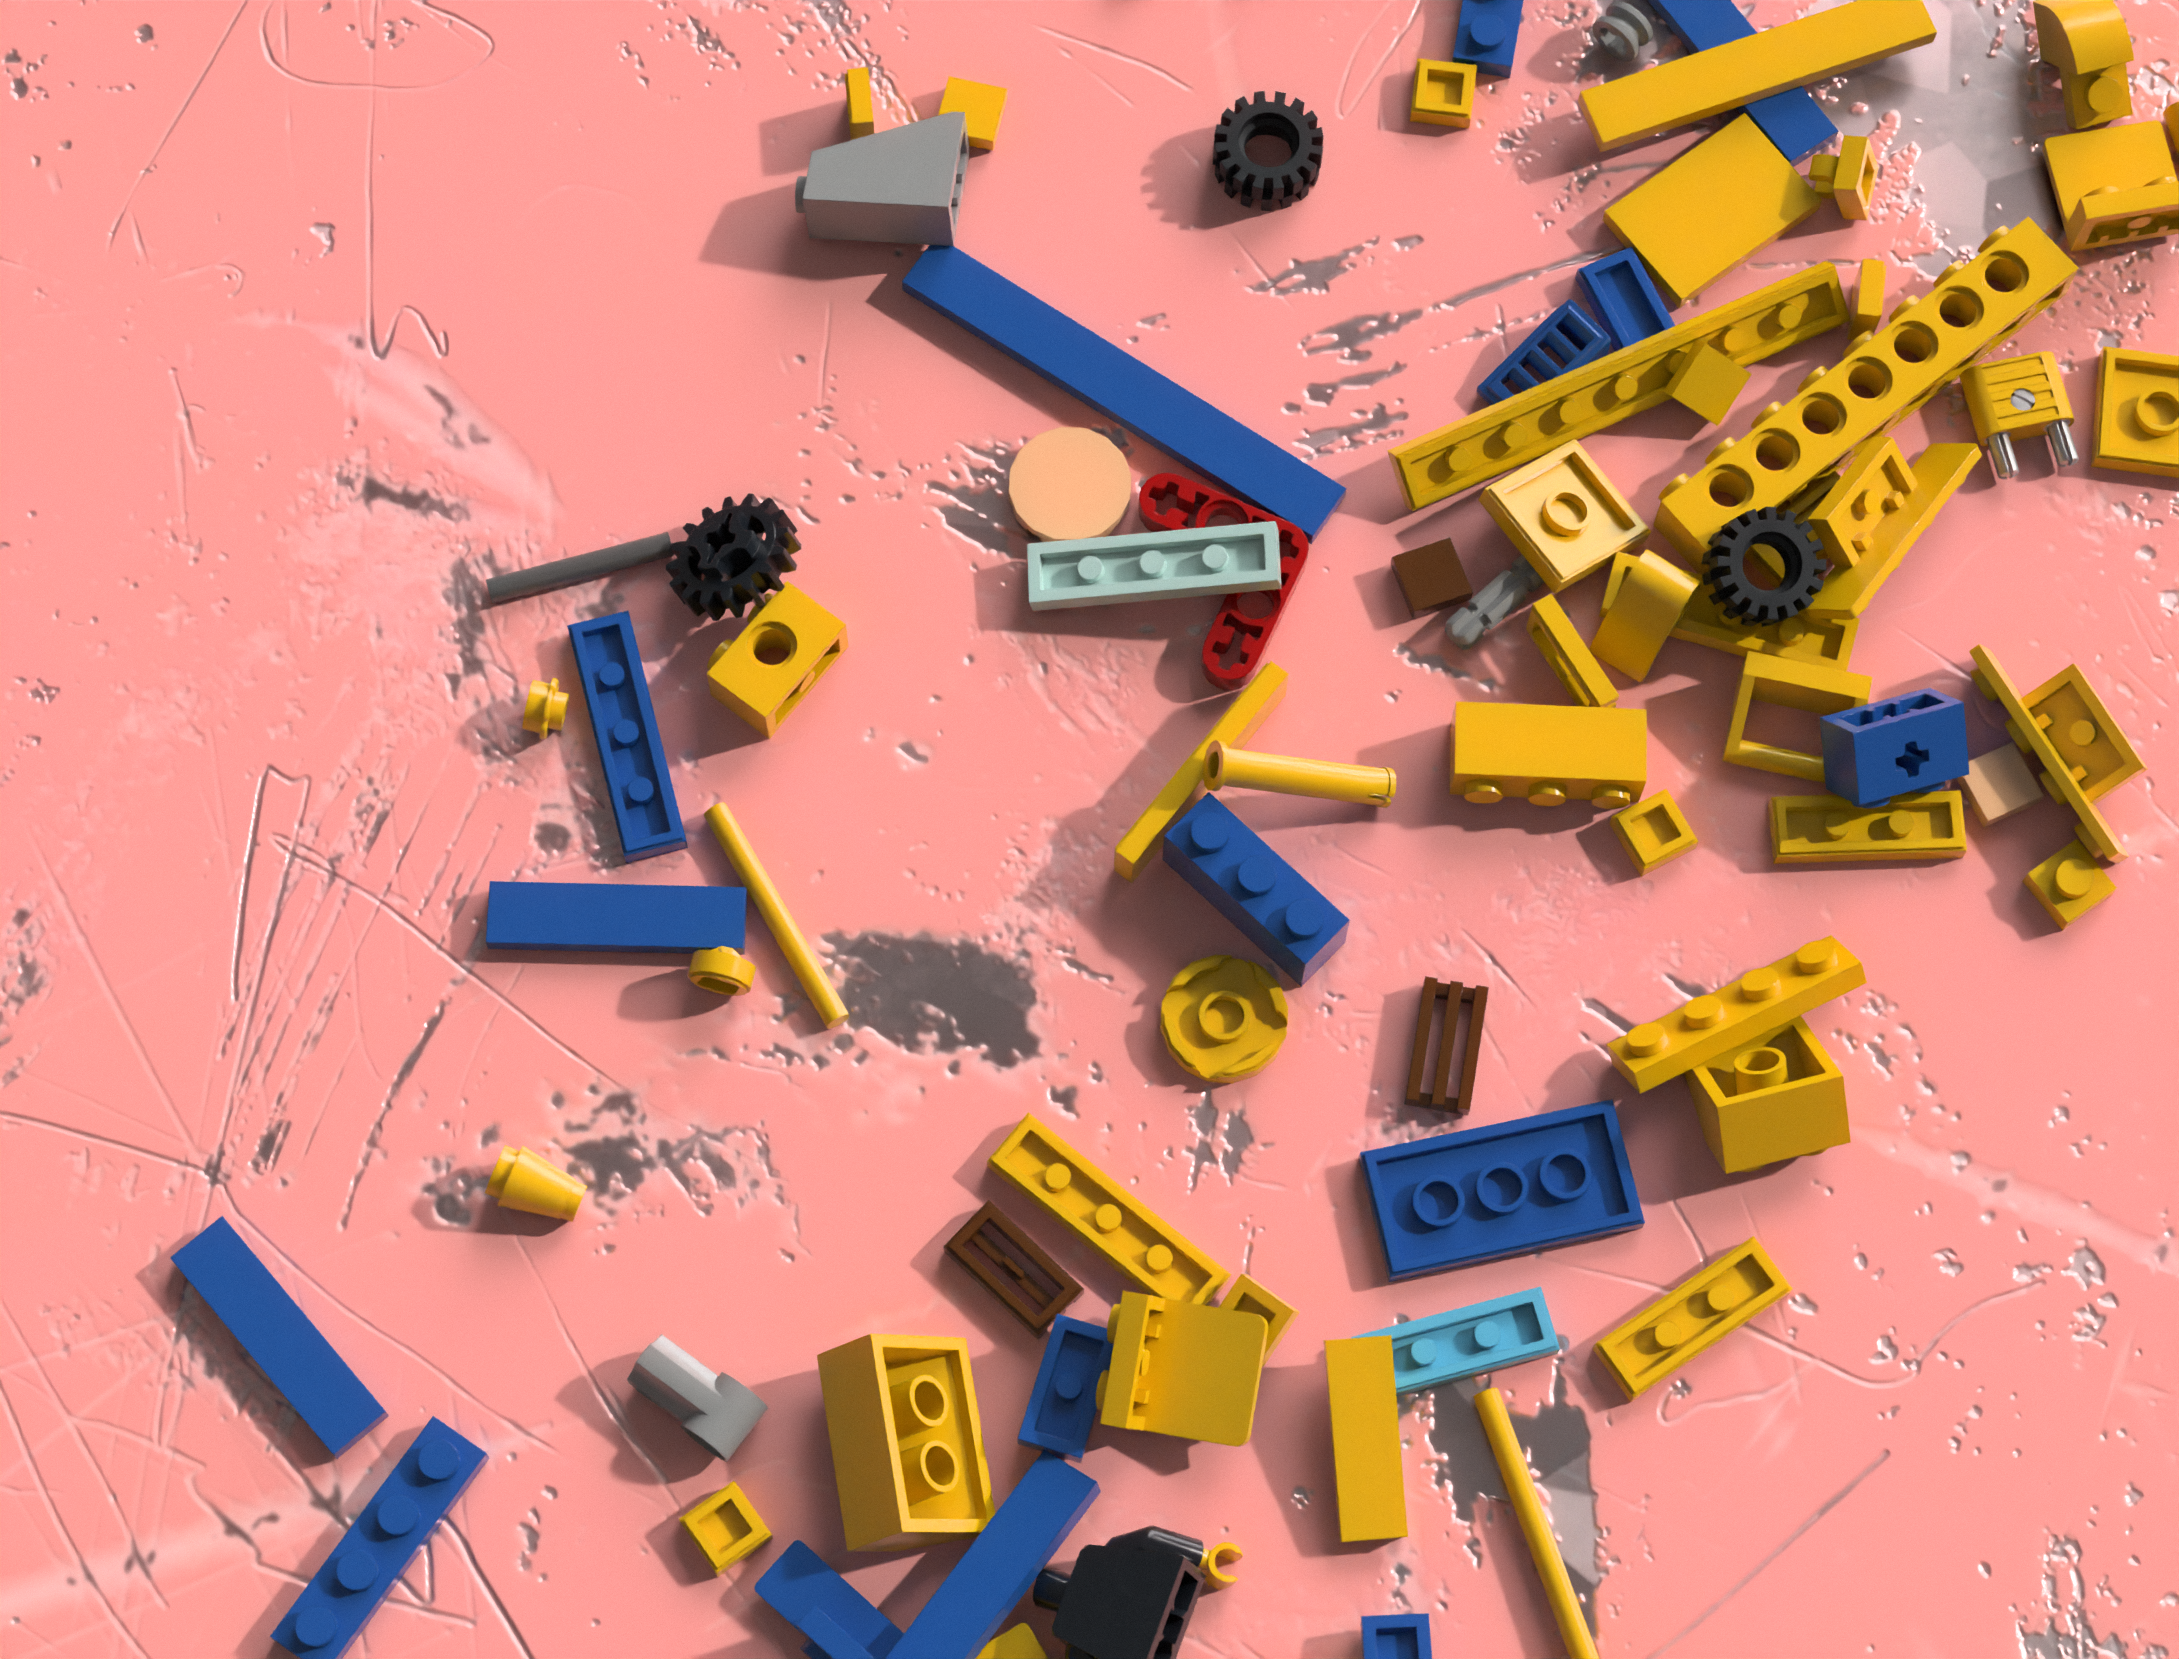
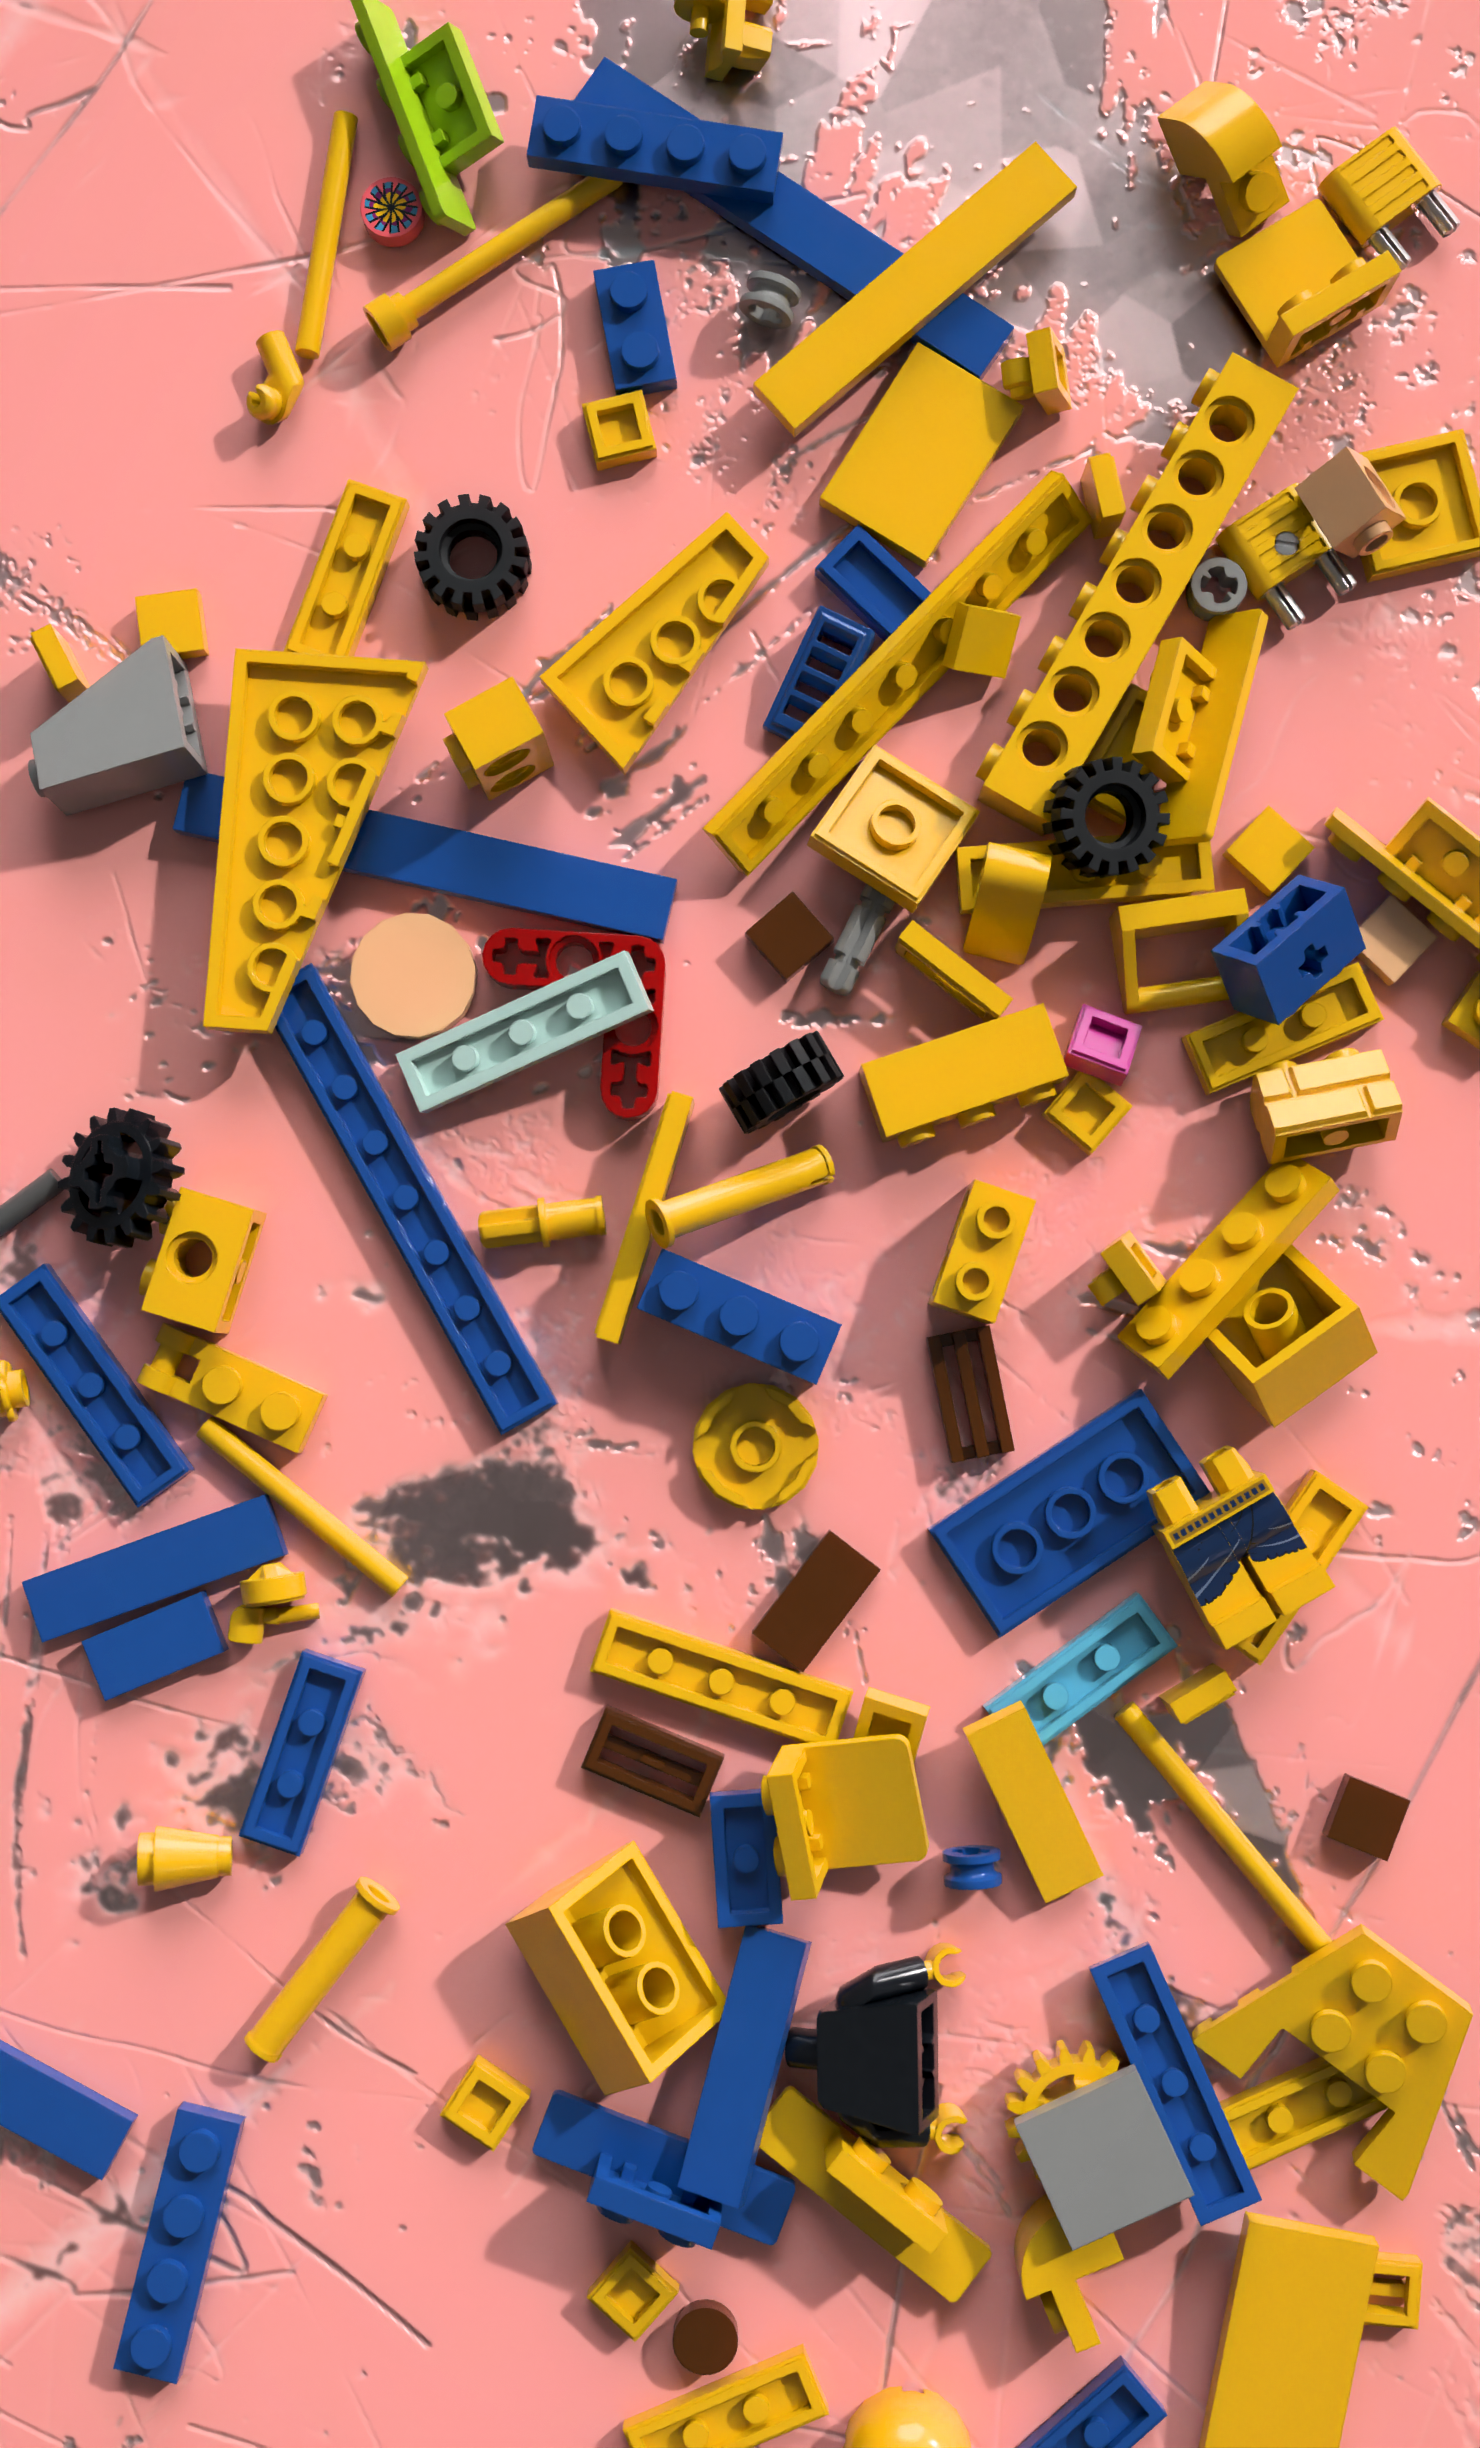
camera: 15 degrees left, 15 degrees up
(587, 987) = (155, 1645): none -> blue tile
(620, 1340) = (321, 1969): none -> yellow pin
(684, 1137) = (302, 1752): none -> blue tile
(686, 995) = (248, 1623): none -> yellow hand
(711, 1407) = (427, 2003): light grey piece -> none
(756, 786) = (234, 1389): none -> yellow plate
(985, 683) = (411, 1205): none -> blue tile
(1031, 283) = (297, 785): none -> yellow wing
(1102, 743) = (542, 1222): none -> yellow axle
(1145, 130) = (348, 571): none -> yellow tile
(1227, 1179) = (816, 1600): none -> reddish brown tile
(1230, 306) = (497, 740): none -> yellow brick
(1283, 1478) = (972, 1867): none -> blue bush
(1375, 692) = (781, 1082): none -> black tyre
(1400, 282) = (649, 647): none -> yellow wing
(1505, 914) = (982, 1252): none -> yellow brick
(1562, 1397) = (1198, 1693): none -> yellow tile
(1638, 985) = (1128, 1270): none -> yellow tile
(1641, 1245) = (1229, 1525): none -> yellow hips
(1685, 1582) = (1366, 1817): none -> reddish brown tile
(1689, 776) = (1102, 1045): none -> dark pink tile
(1880, 902) = (1325, 1105): none -> yellow brick
(1910, 662) = (1268, 851): none -> yellow tile
(1961, 414) = (1229, 576): none -> light grey bush
(2093, 383) = (1350, 504): none -> light nougat brick

